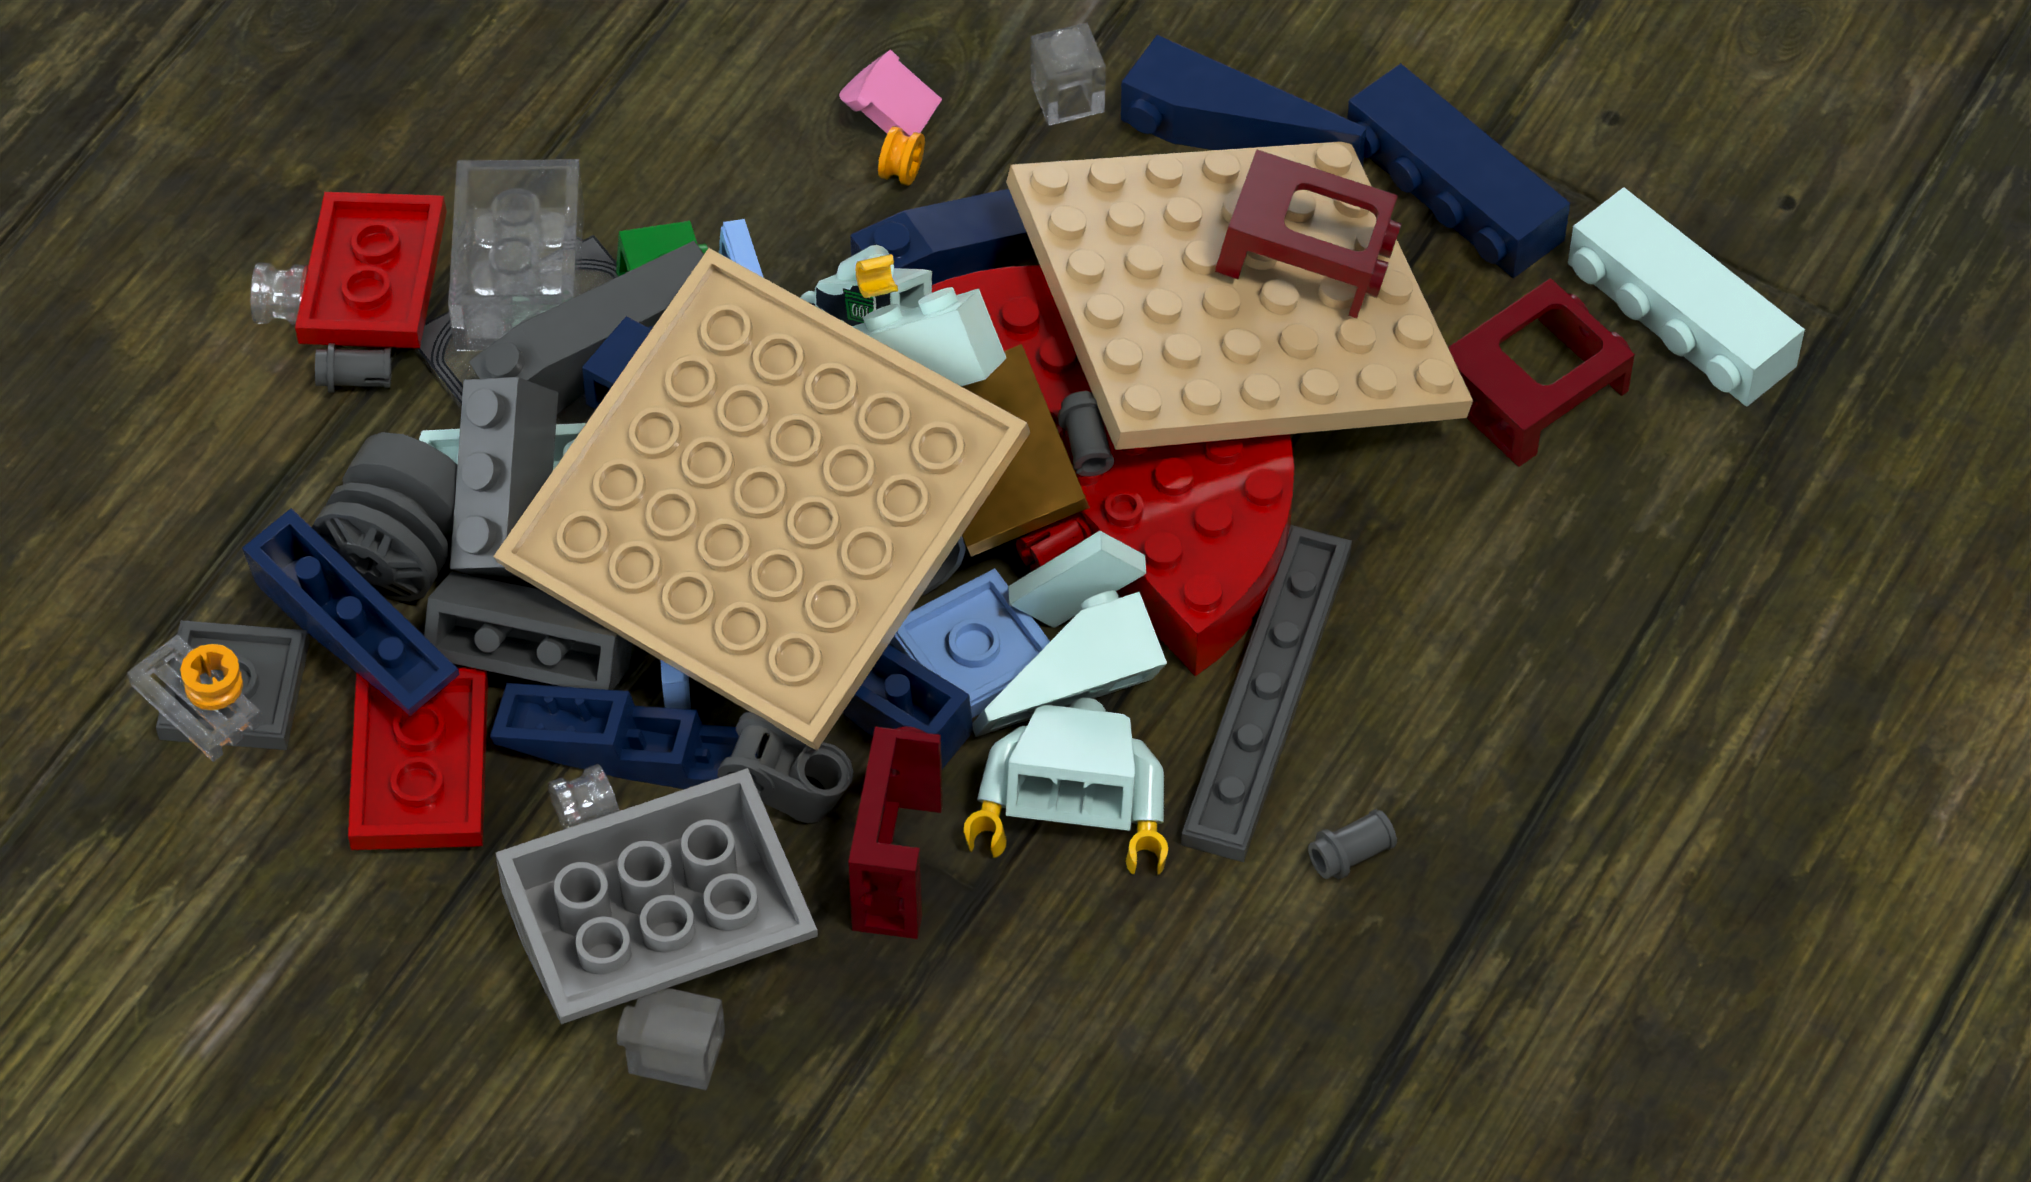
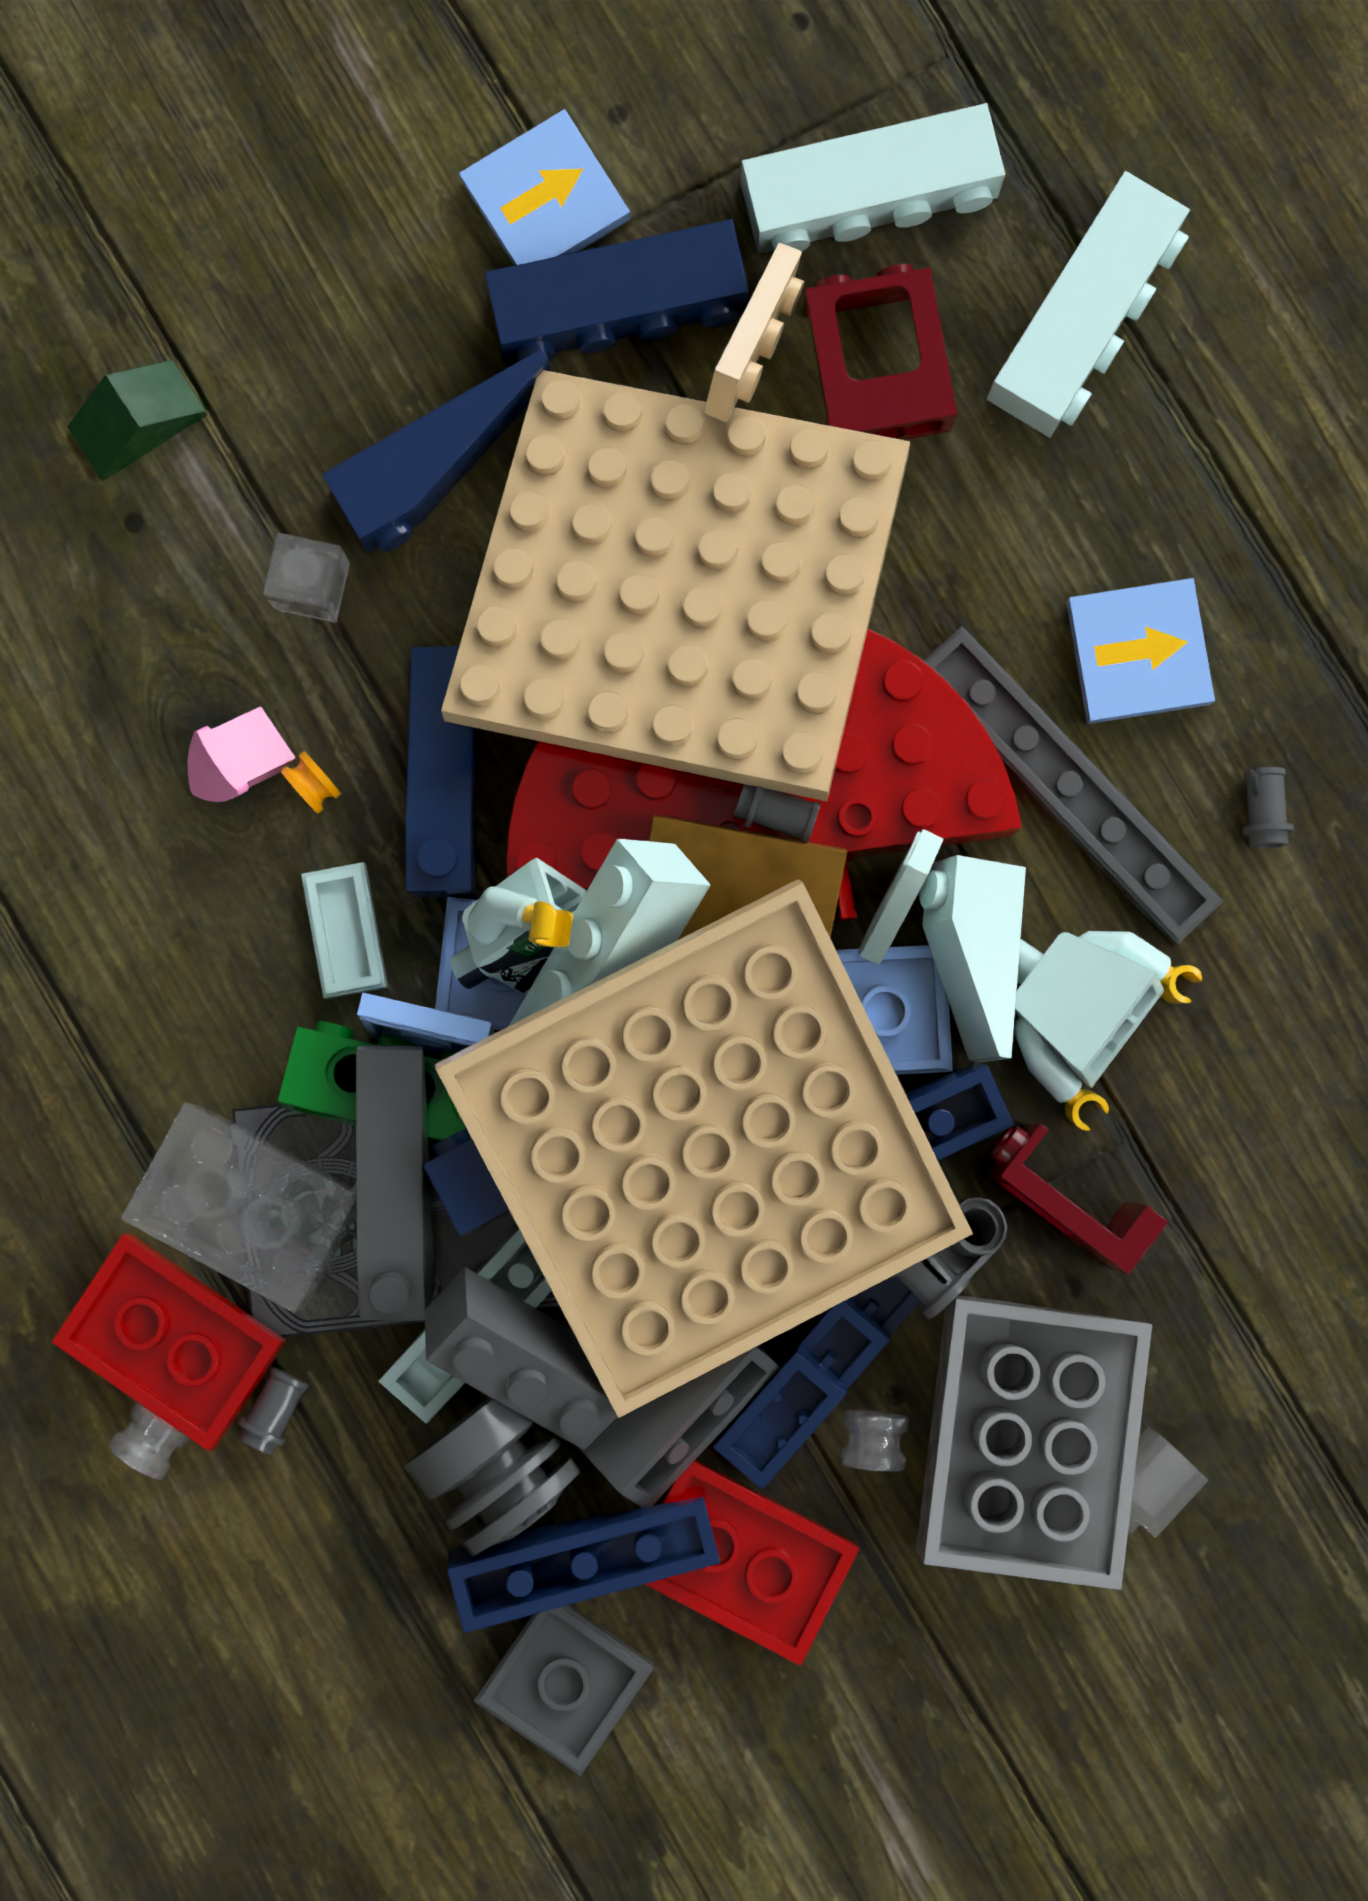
camera: 60 degrees left, 30 degrees up
(202, 661) = (579, 1740): light orange bush -> none
(225, 729) = (566, 1708): clear tile -> none
(801, 236) = (344, 930): none -> light aqua tile
(1260, 226) = (640, 517): dark red window -> none
(1425, 687) = (1140, 651): none -> light blue tile
(1482, 253) = (756, 333): none -> plate
(1508, 91) = (545, 193): none -> light blue tile
(1696, 497) = (1088, 304): none -> light aqua brick

